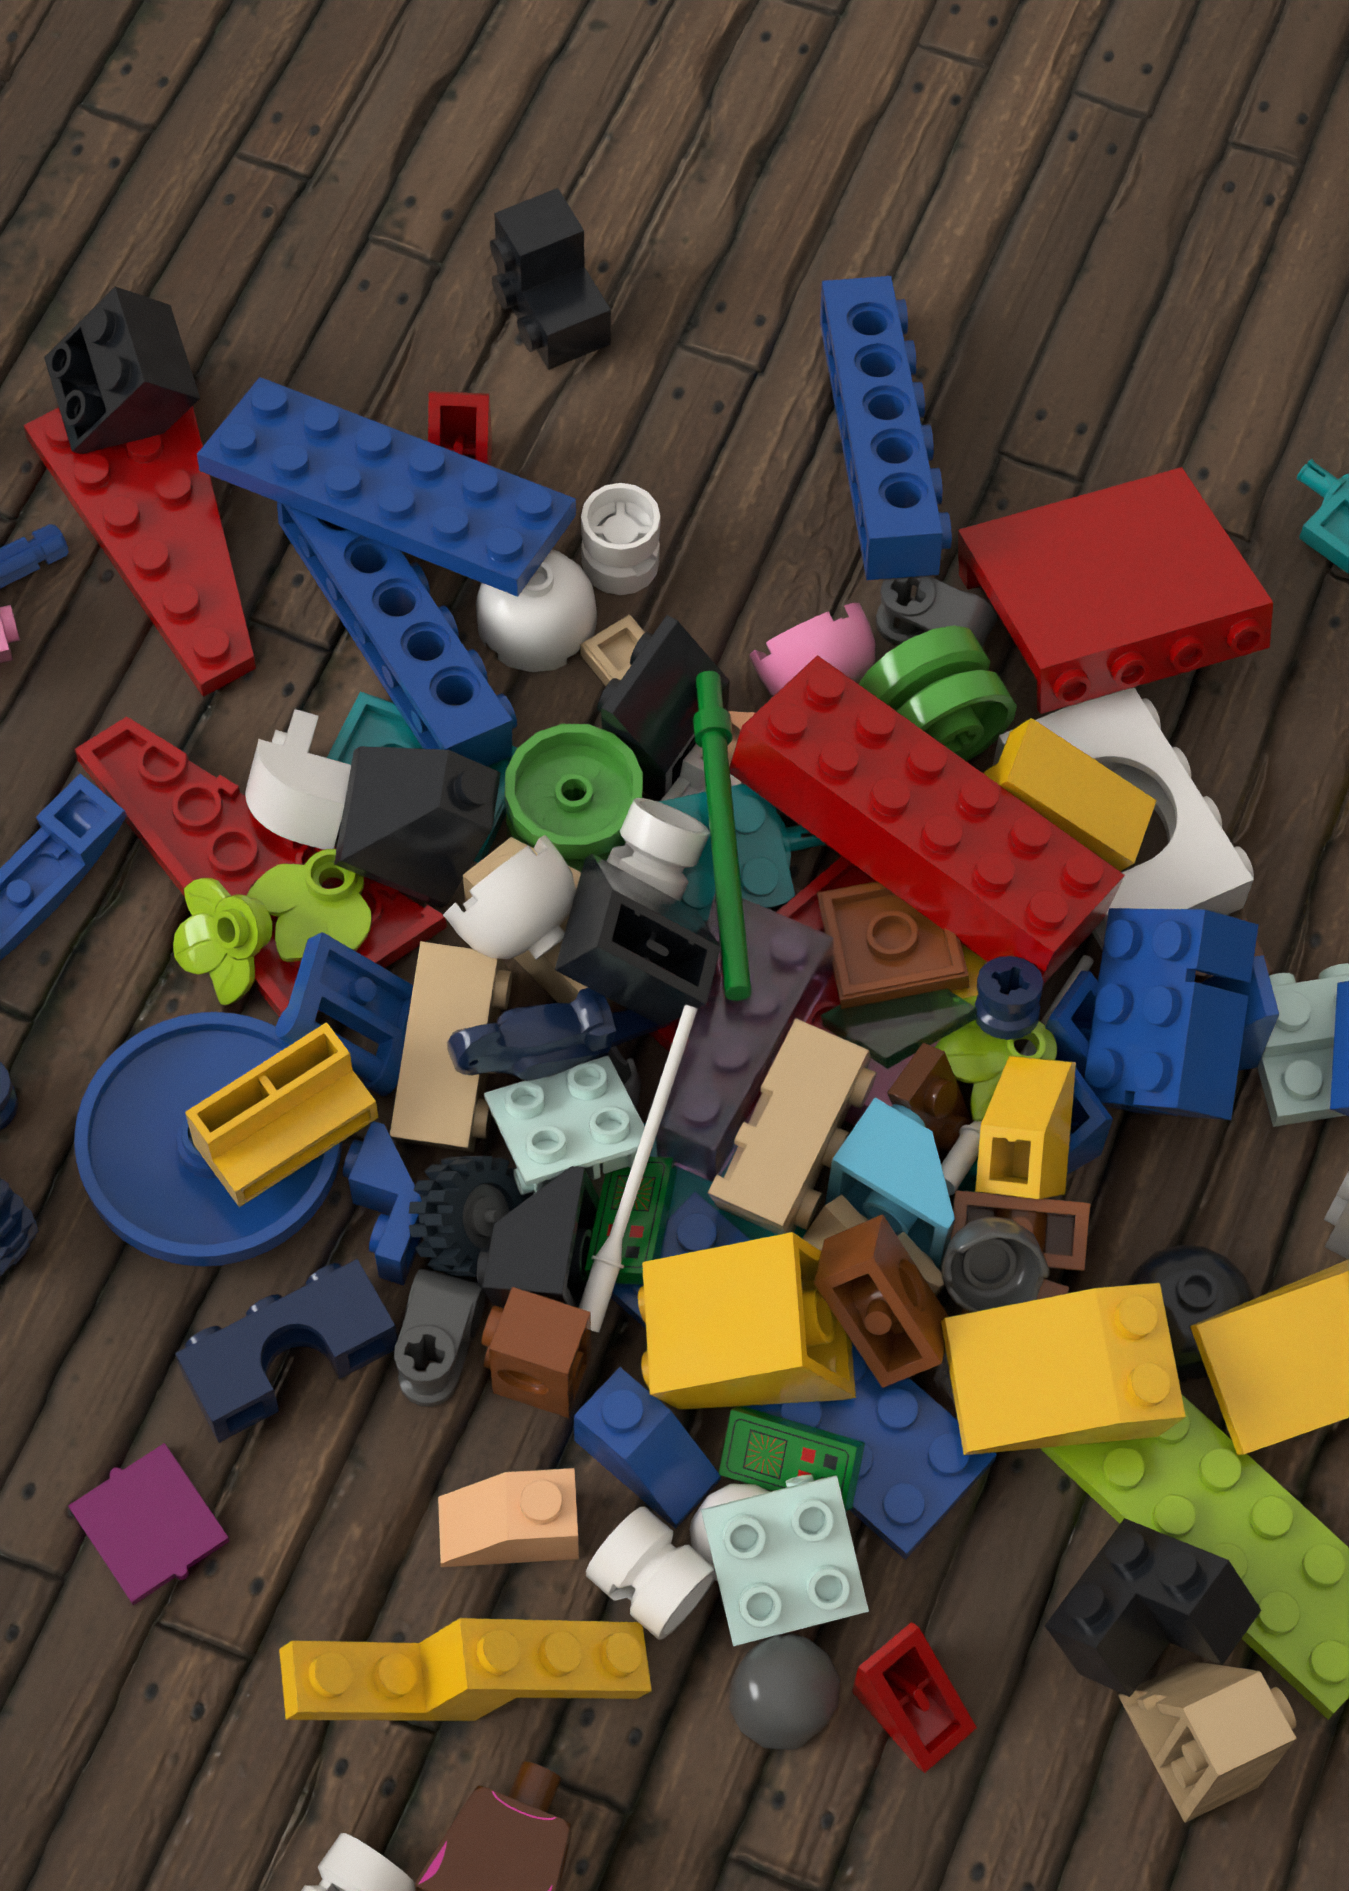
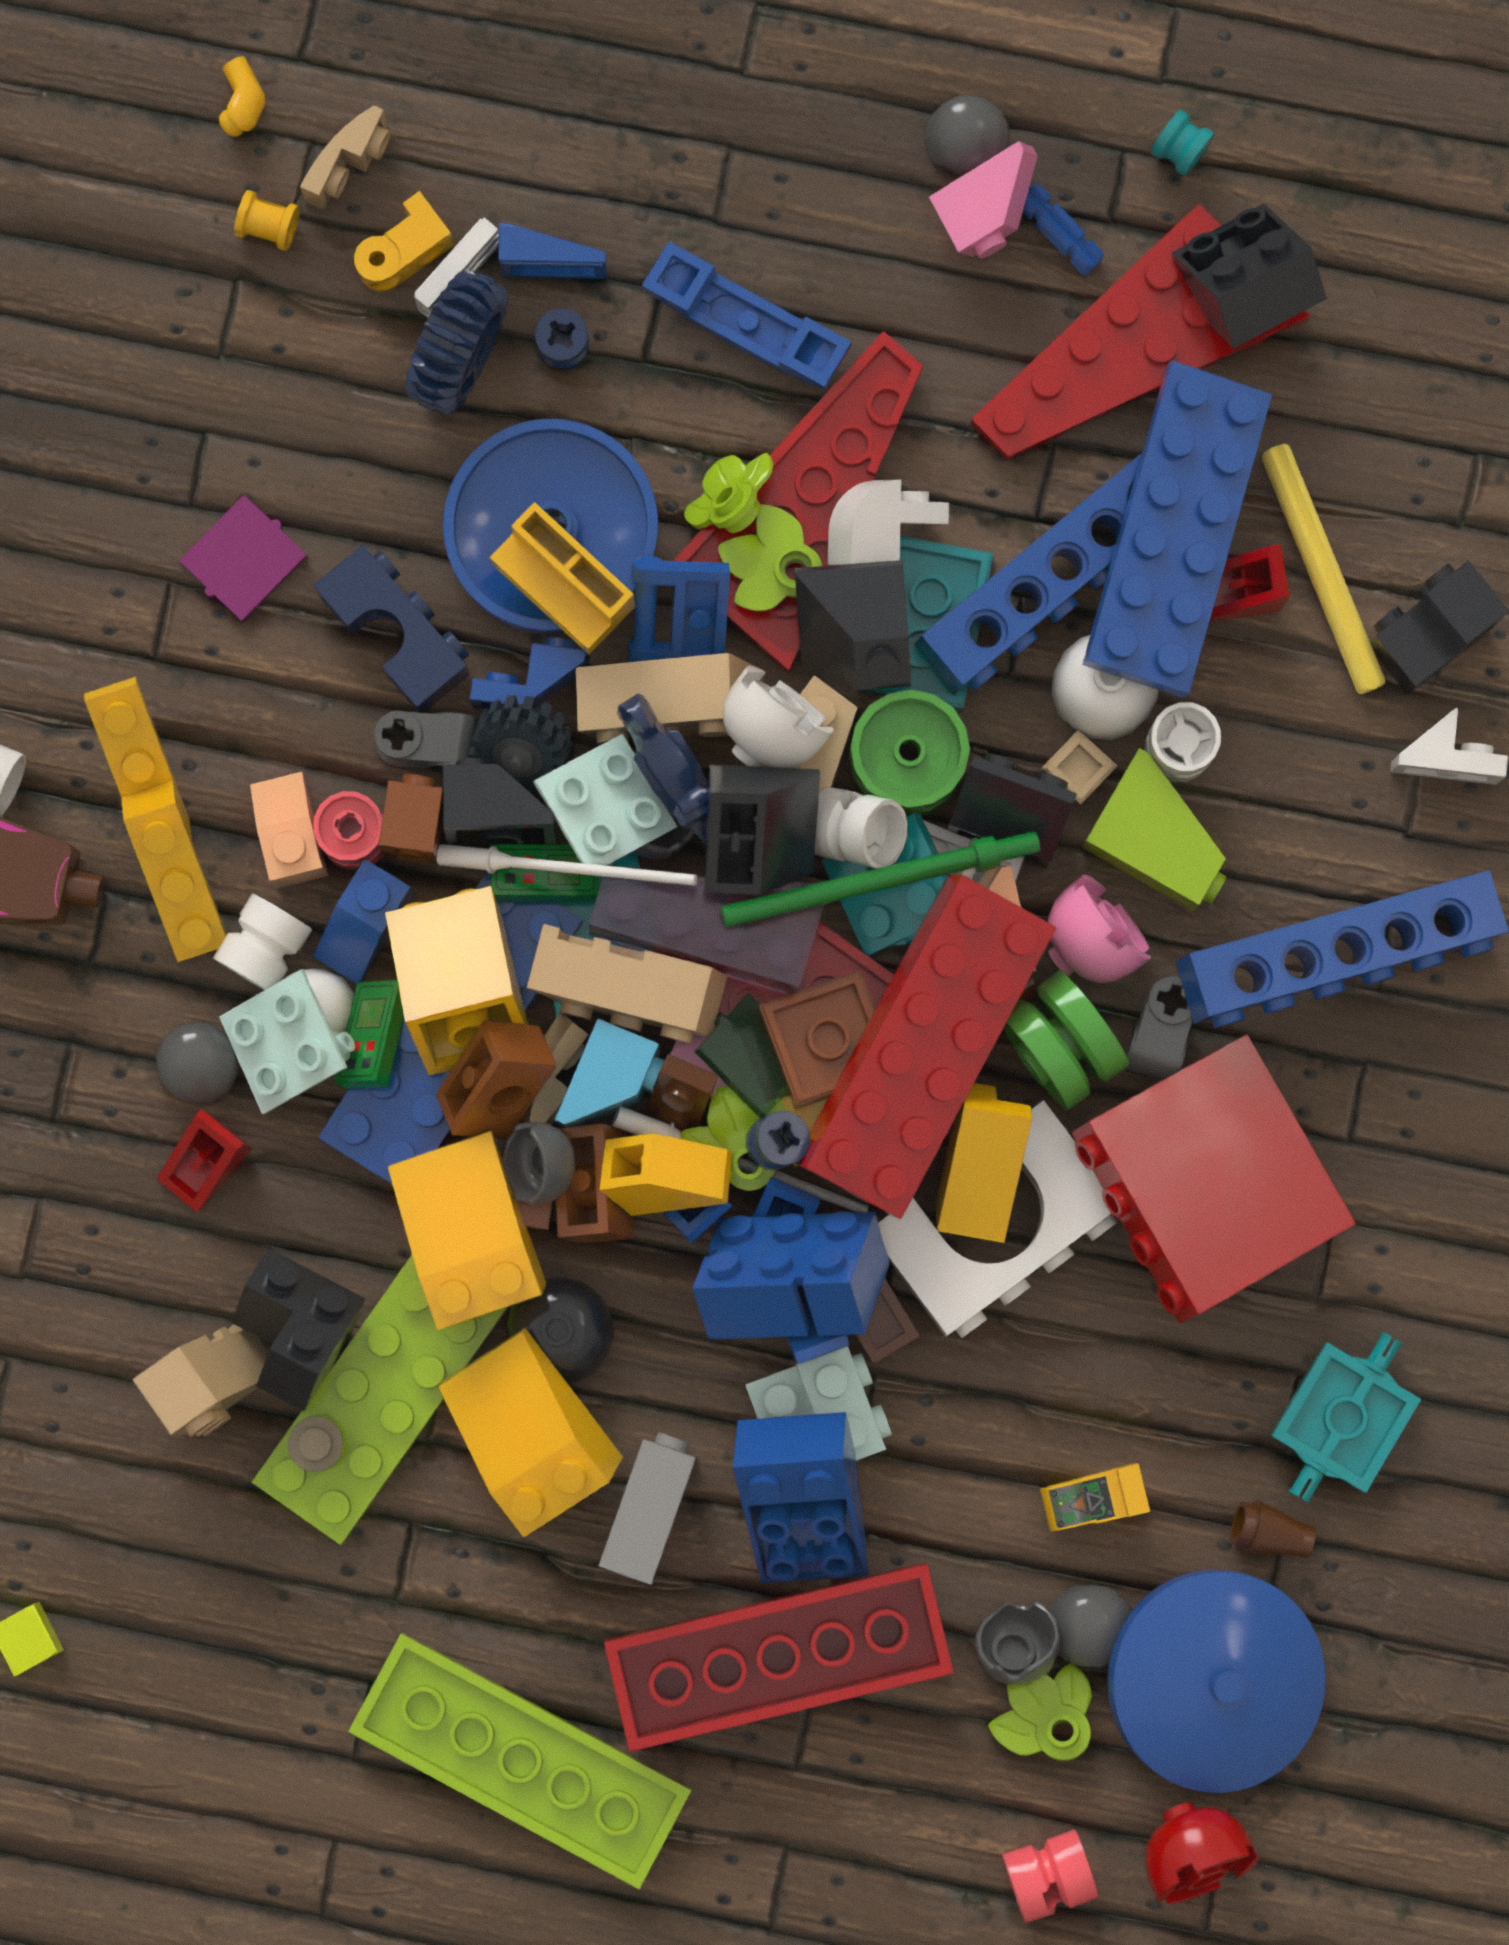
camera: 80 degrees right, 20 degrees up
(498, 380) = (1323, 569): none -> light yellow axle
(530, 1428) = (349, 829): none -> coral wheel
(683, 312) = (1435, 756): none -> white slope
(717, 583) = (1157, 837): none -> lime slope
(1300, 1611) = (315, 1444): none -> dark tan plate

